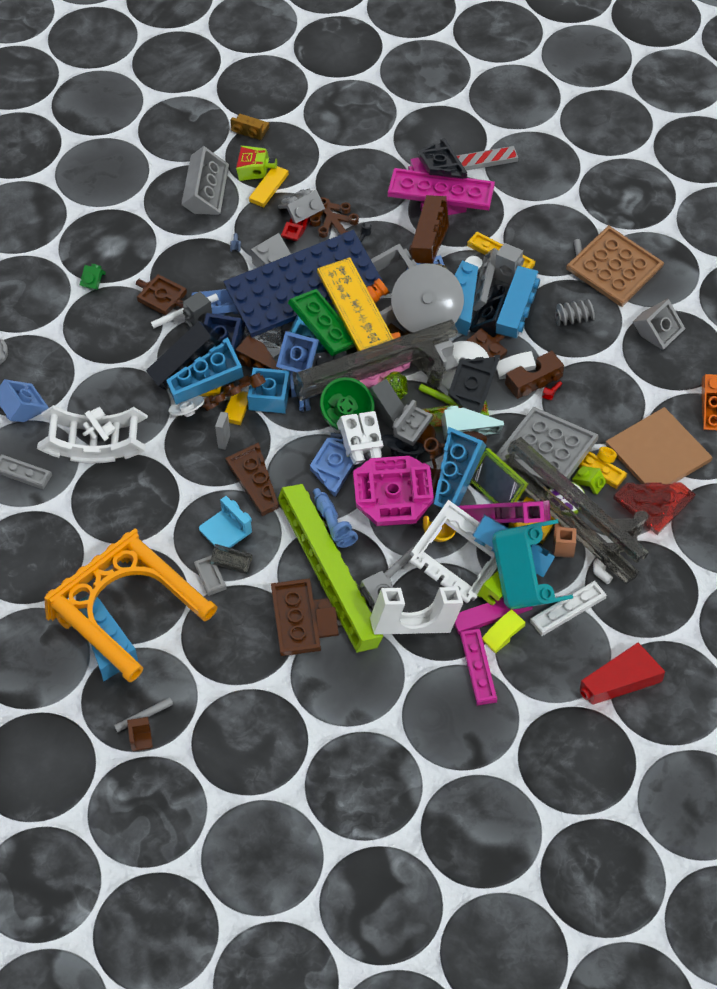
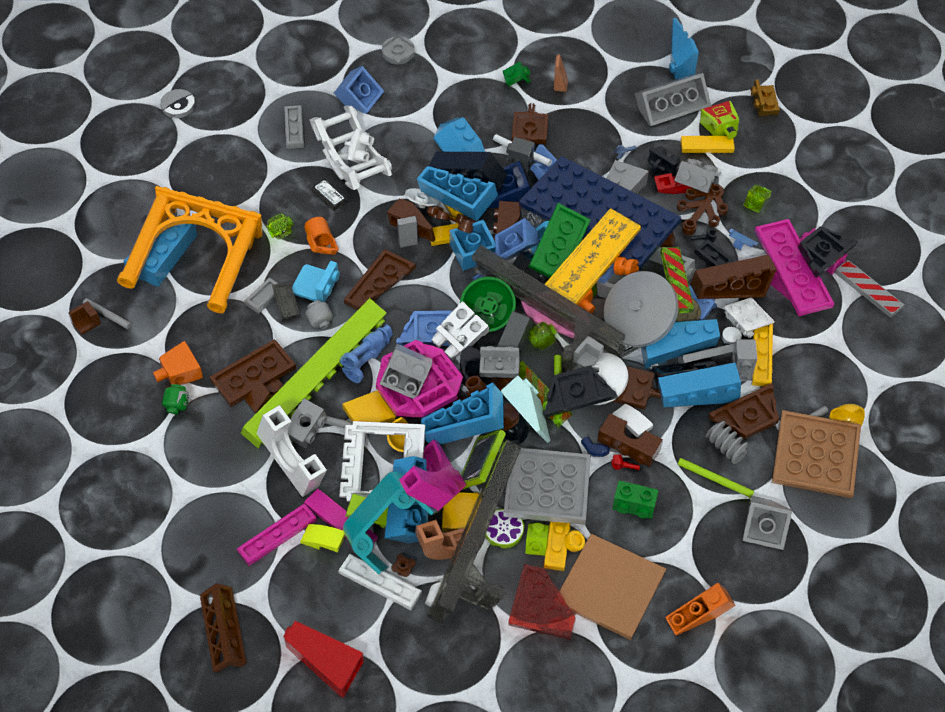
camera: 60 degrees right, 0 degrees up
(121, 245) = (560, 78): none -> nougat slope
(127, 476) = (329, 194): none -> tile
(137, 349) = (457, 136): none -> dark azure wedge
(144, 526) = (279, 226): none -> clear neon green head
(161, 151) = (683, 52): none -> dark azure wedge
(173, 501) = (320, 236): none -> orange piece
(202, 424) = (405, 209): none -> reddish brown slope
(251, 673) = (178, 366): none -> orange torso
(265, 538) = (319, 314): none -> light grey head
(268, 222) = (661, 162): none -> black hips
(287, 690) = (175, 399): none -> green head
(350, 180) = (756, 197): none -> clear neon green bracket
(384, 212) = (741, 239): none -> medium blue piece
(387, 488) = (406, 371): none -> light grey slope
(393, 235) = (712, 254): none -> black hinge
(394, 543) = (369, 409): none -> yellow tile
(408, 259) = (677, 277): none -> clear neon green tile
(463, 242) = (747, 316): none -> white hinge
(528, 403) = (595, 450): none -> dark blue arm
(552, 737) = (226, 624): none -> reddish brown fence
(555, 287) = (749, 413): none -> reddish brown wing
(561, 588) = (403, 571): none -> reddish brown plate
(593, 341) = (715, 477): none -> lime bar
(595, 226) = (848, 413): none -> yellow helmet
(595, 395) = (635, 499): none -> green bracket

